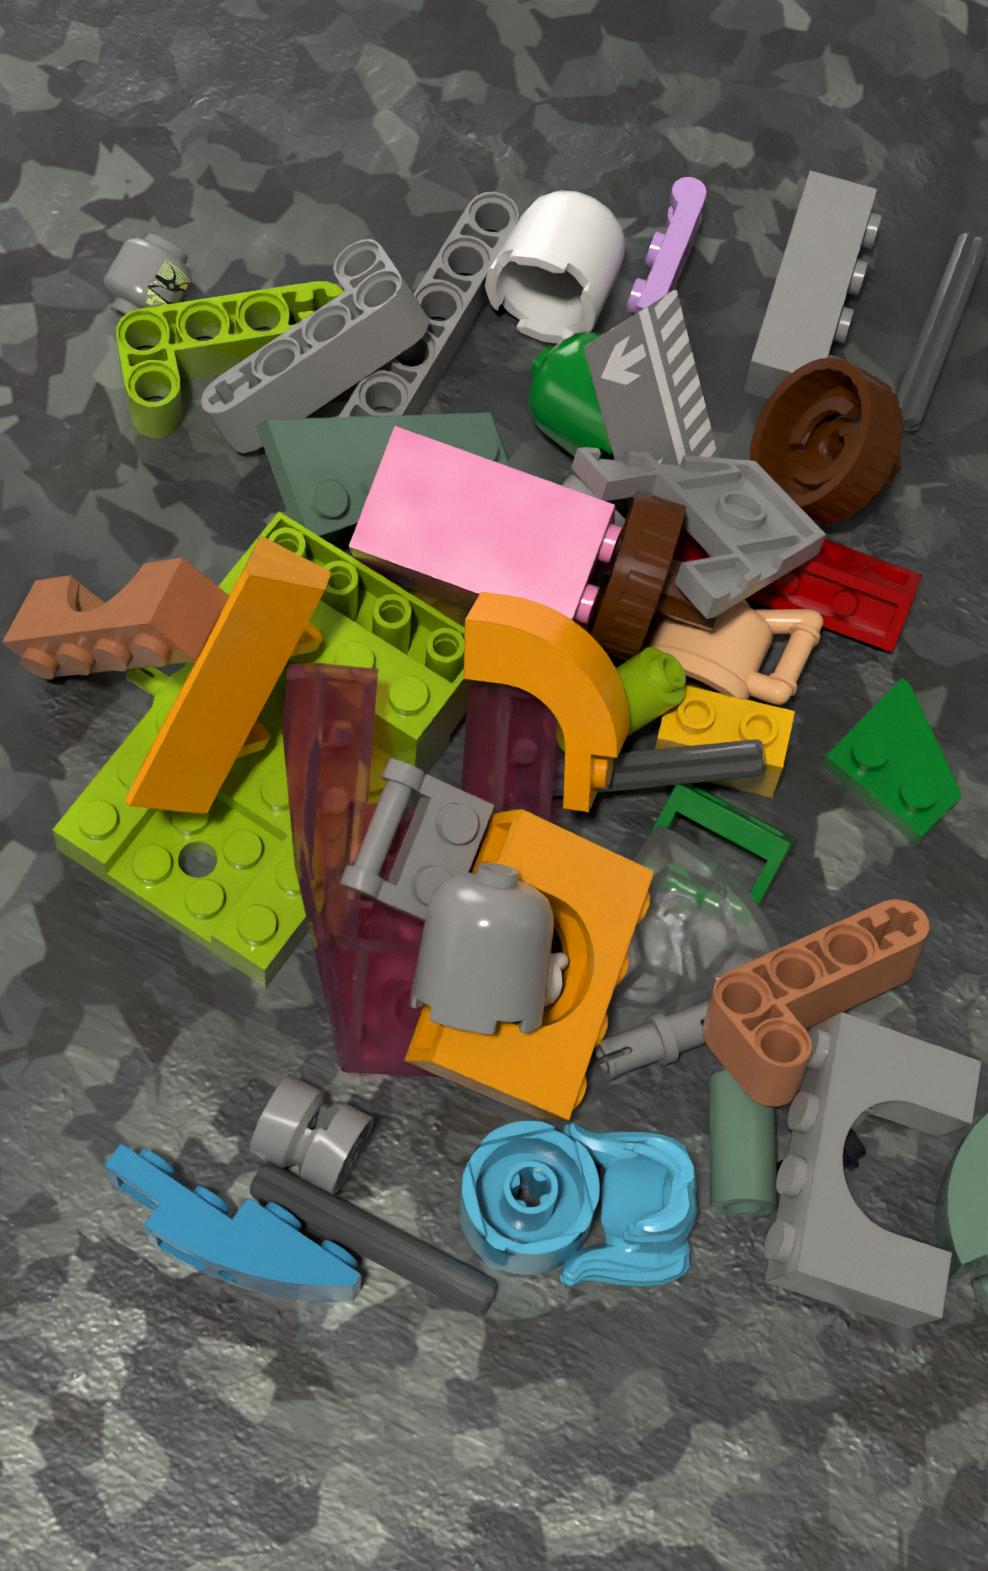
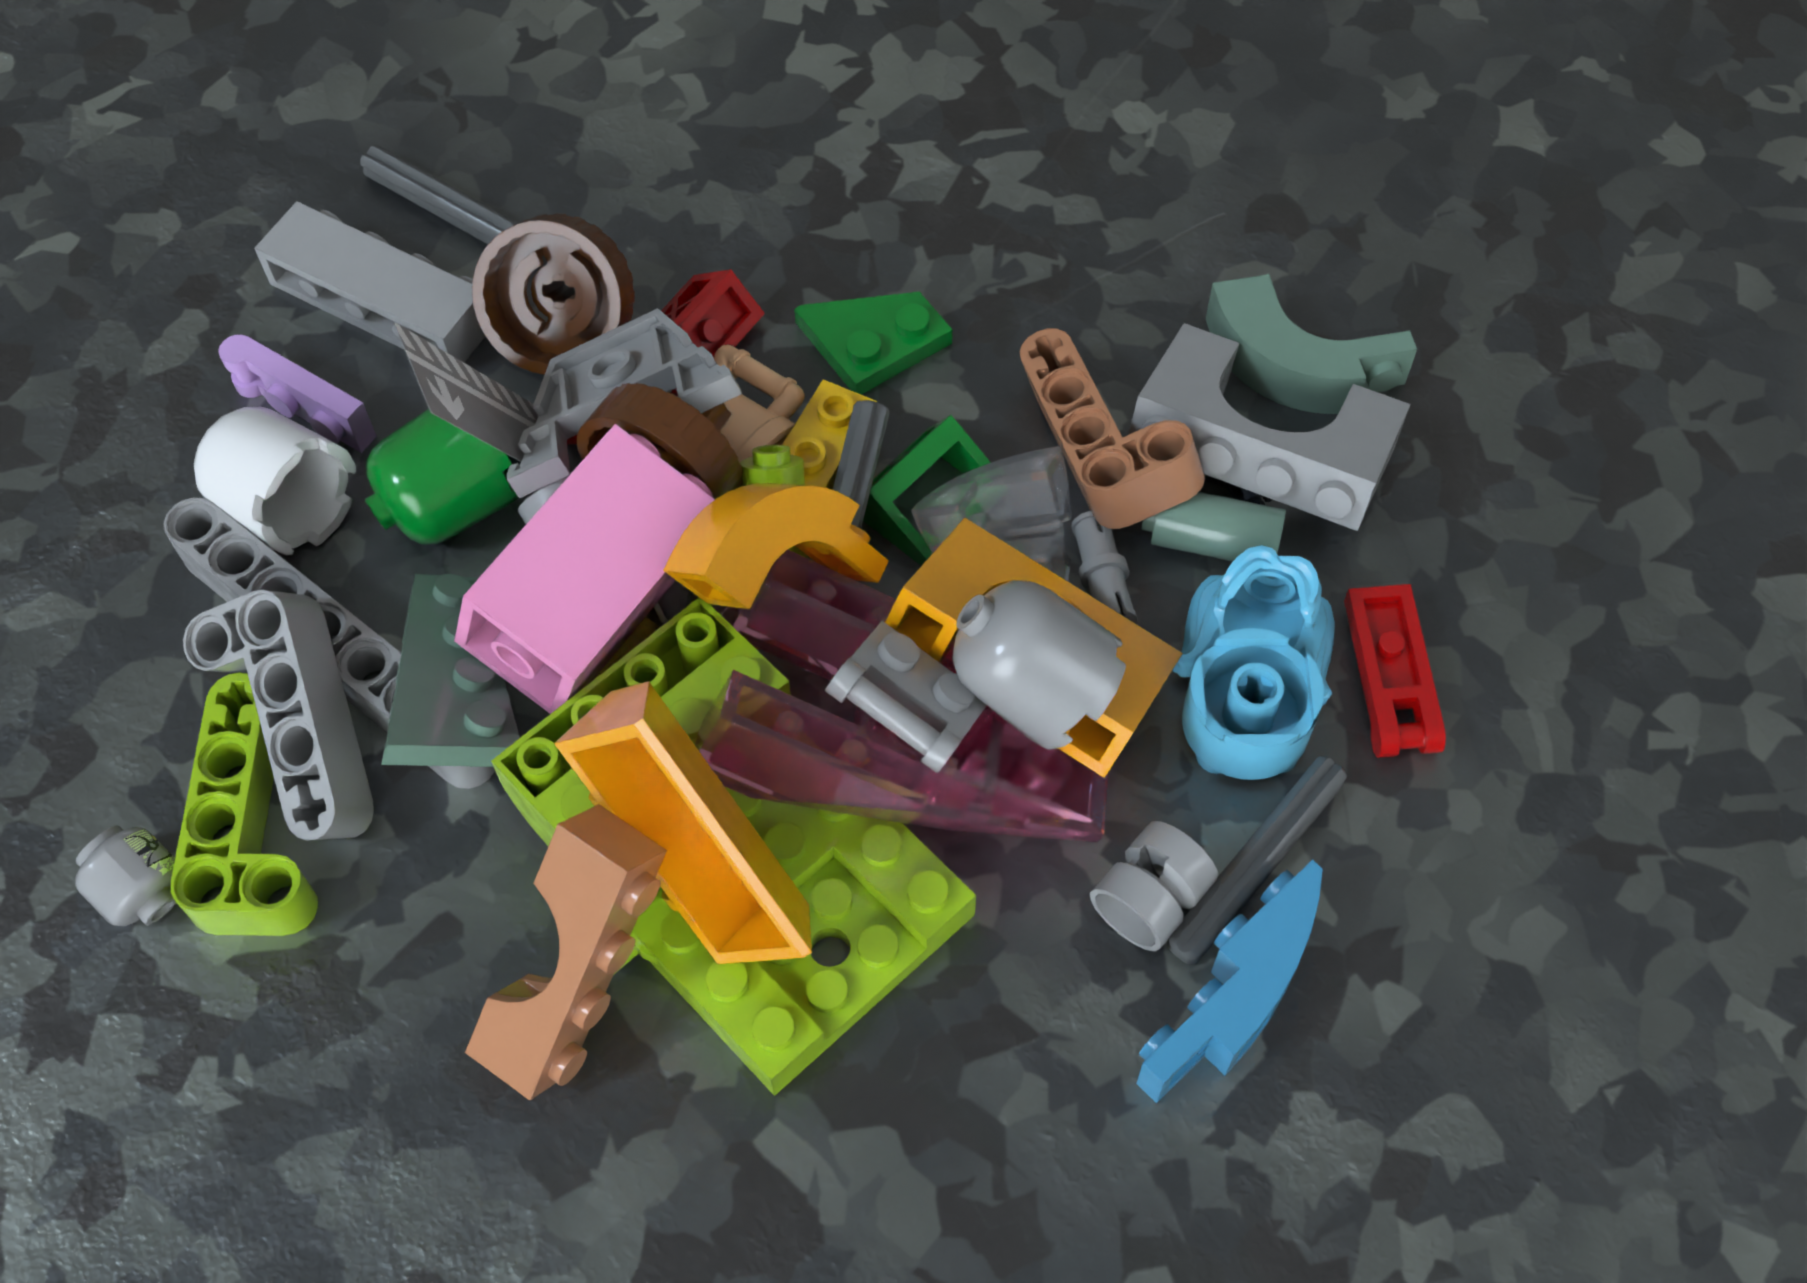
camera: 70 degrees left, 5 degrees down
(618, 1348) = (1394, 669): none -> red plate

